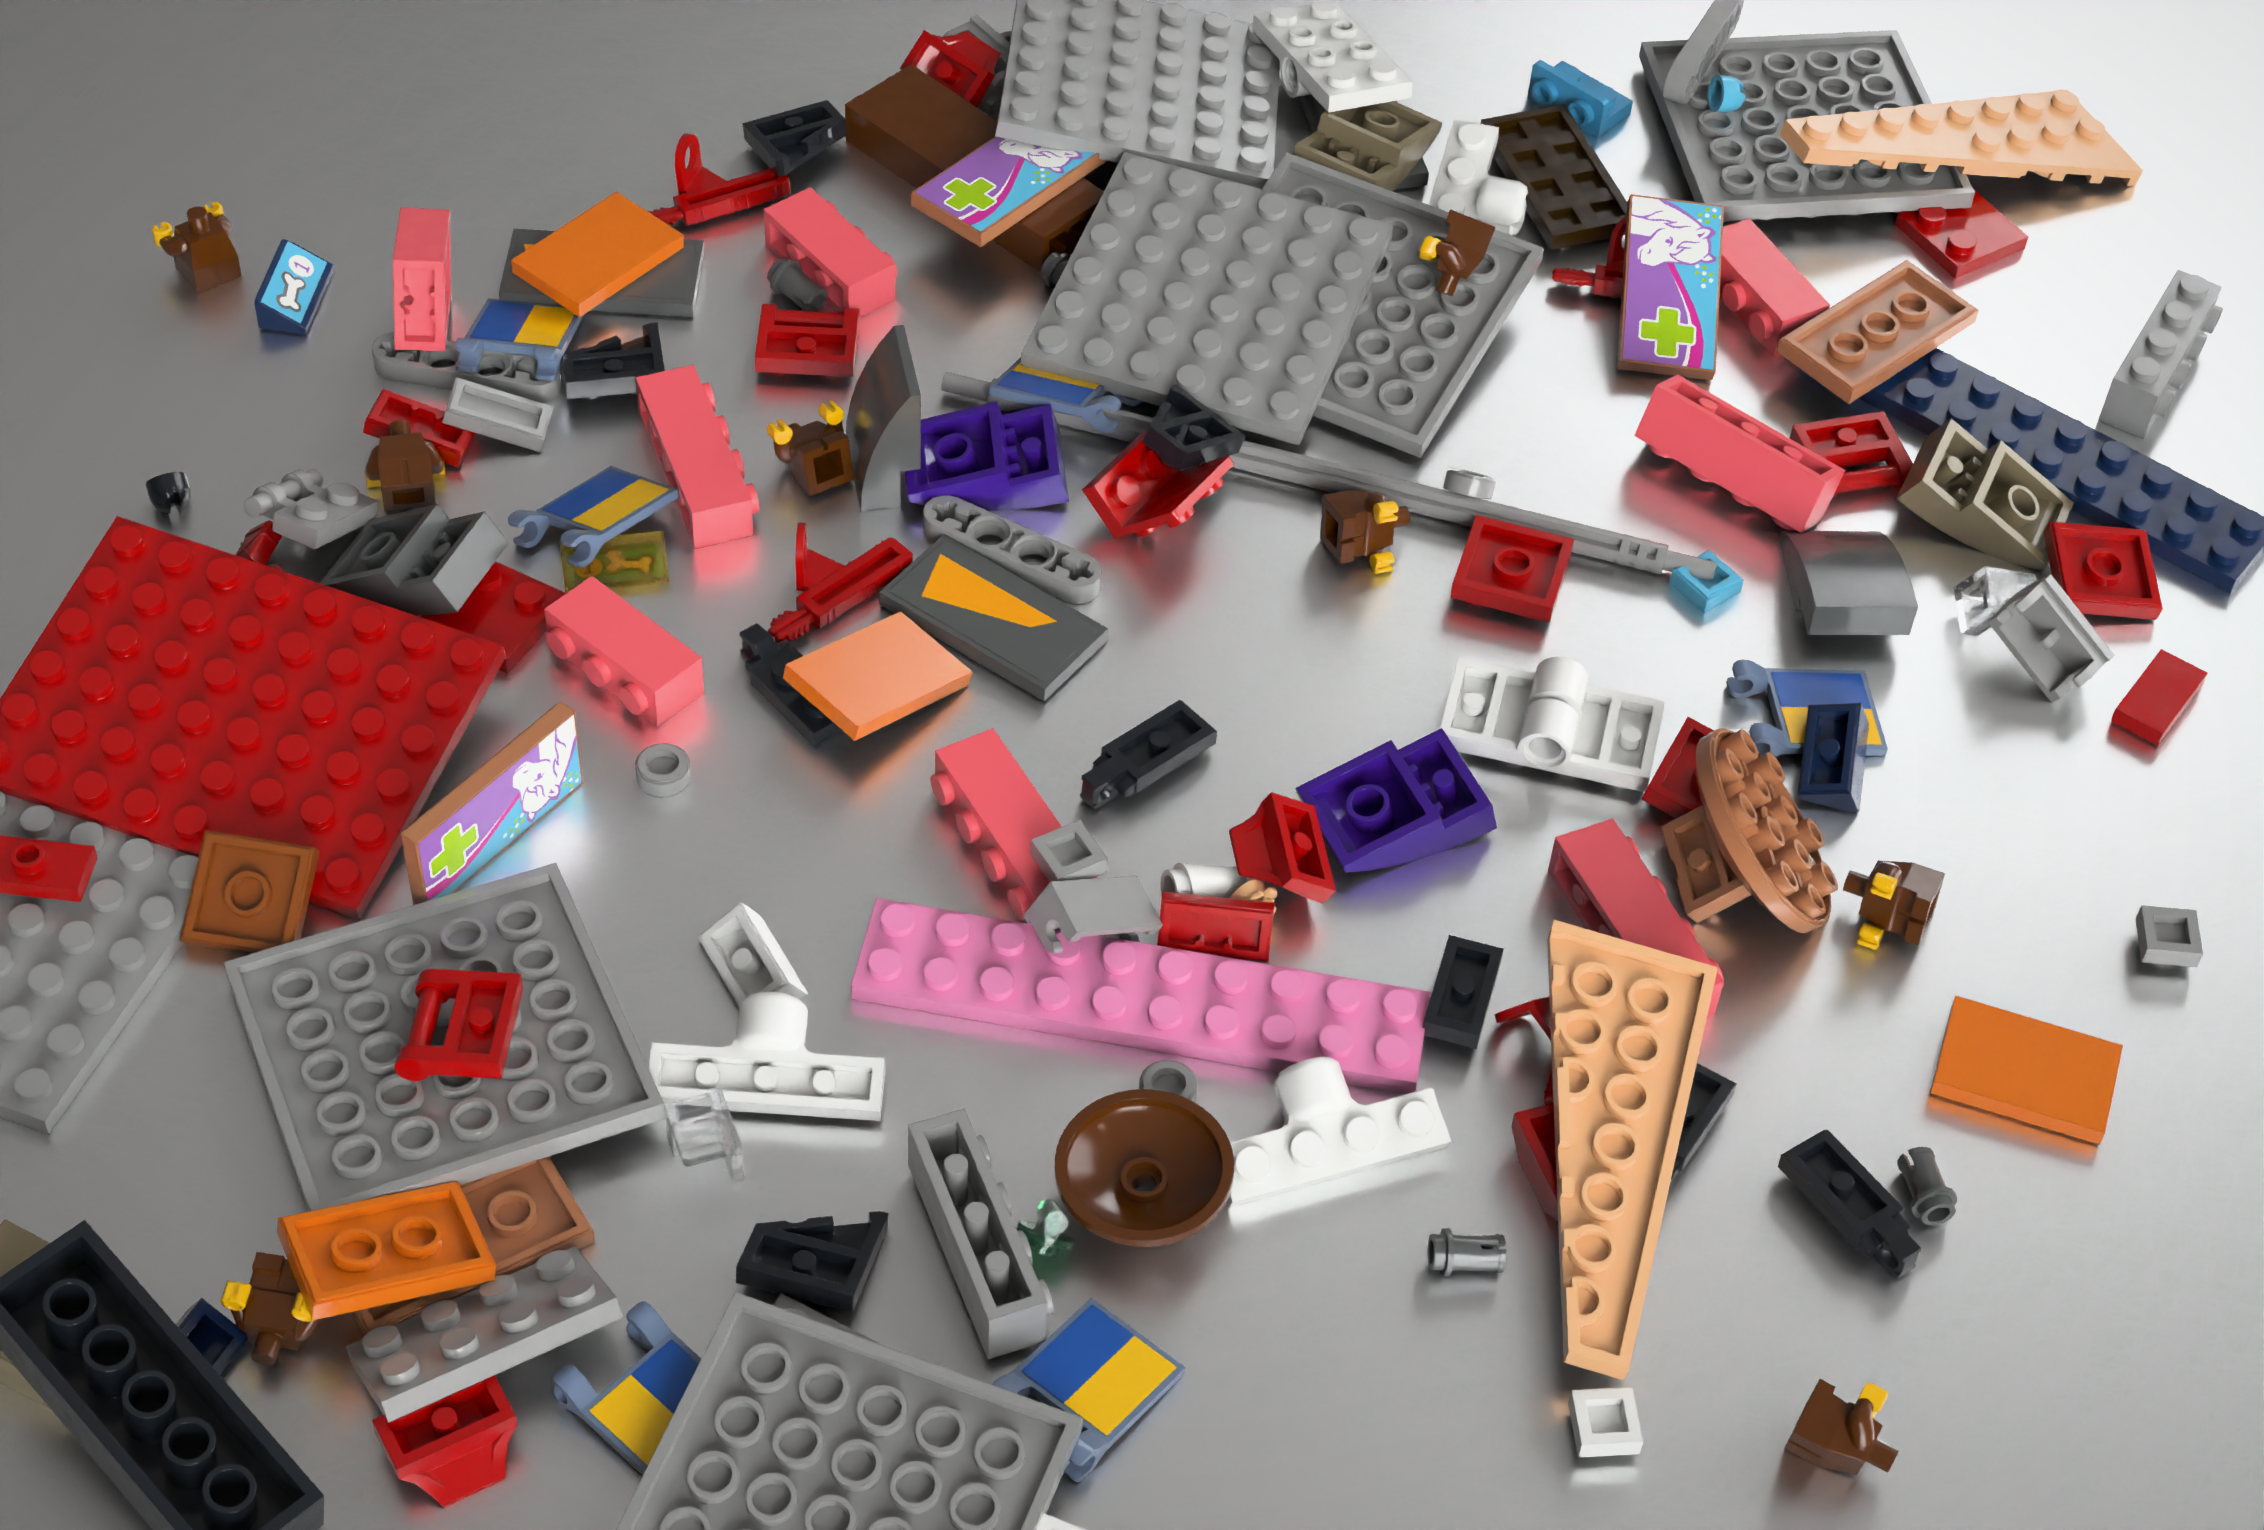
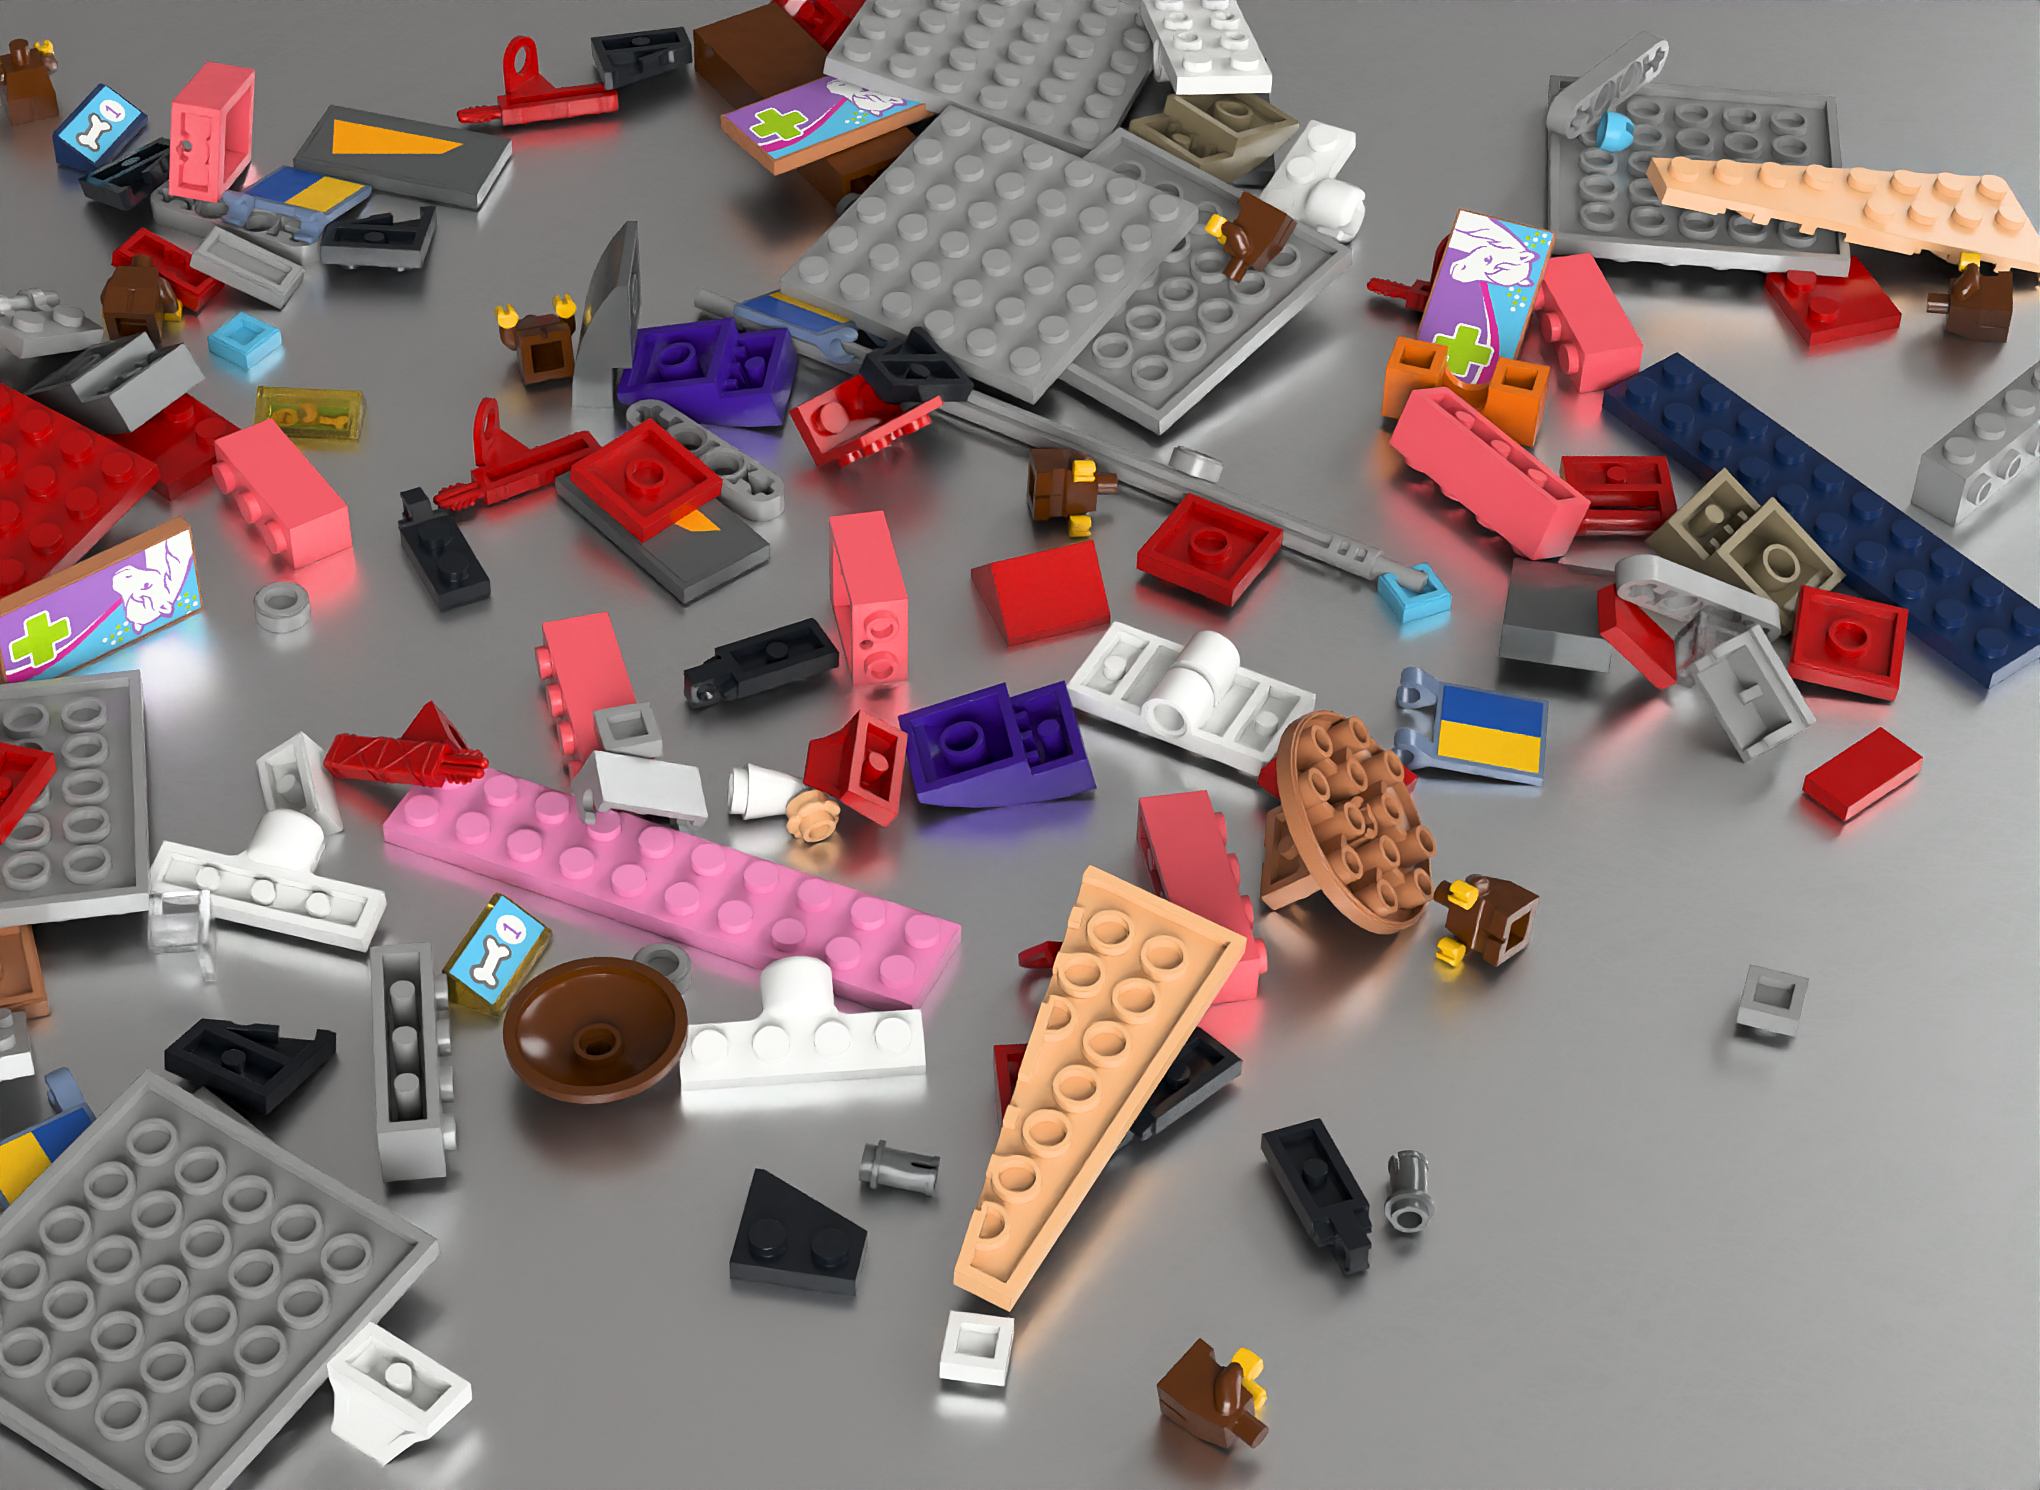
camera: 15 degrees right, 5 degrees down
(350, 333) = (129, 177): none -> black wing
(519, 489) = (244, 340): none -> medium azure tile
(594, 512) = (302, 366): flag -> none
(597, 254) = (399, 136): orange tile -> none
(696, 456) = (422, 330): coral brick -> none
(788, 279) = (581, 184): dark grey pin -> none
(807, 341) = (566, 241): red plate -> none
(831, 252) = (630, 166): coral brick -> none
(866, 909) = (422, 756): none -> red piece
(877, 675) = (519, 550): orange tile -> none
(973, 582) = (646, 480): none -> red plate
(1011, 1103) = (495, 956): none -> slope
(1047, 1234) = (480, 1079): clear green plate -> none
(1097, 1372) = (482, 1221): flag -> none
(1216, 925) = (765, 828): red plate -> none
(1232, 673) = (868, 598): none -> coral window
(1376, 635) = (1044, 593): none -> red slope
(1396, 1343) = (796, 1240): none -> black wing
(1462, 991) = (994, 930): black plate -> none
(1566, 182) = (1407, 188): dark brown plate -> none
(1590, 102) = (1465, 121): dark azure bracket -> none
(1732, 372) = (1510, 400): none -> orange arch
(1834, 756) = (1479, 774): dark blue slope -> none
(1877, 331) = (1688, 378): nougat tile -> none
(1933, 598) = (1636, 637): none -> red tile
(1967, 550) = (1685, 592): none -> light grey beam
(2027, 1069) = (1566, 1102): orange tile -> none
(2093, 219) = (1976, 303): none -> reddish brown piece

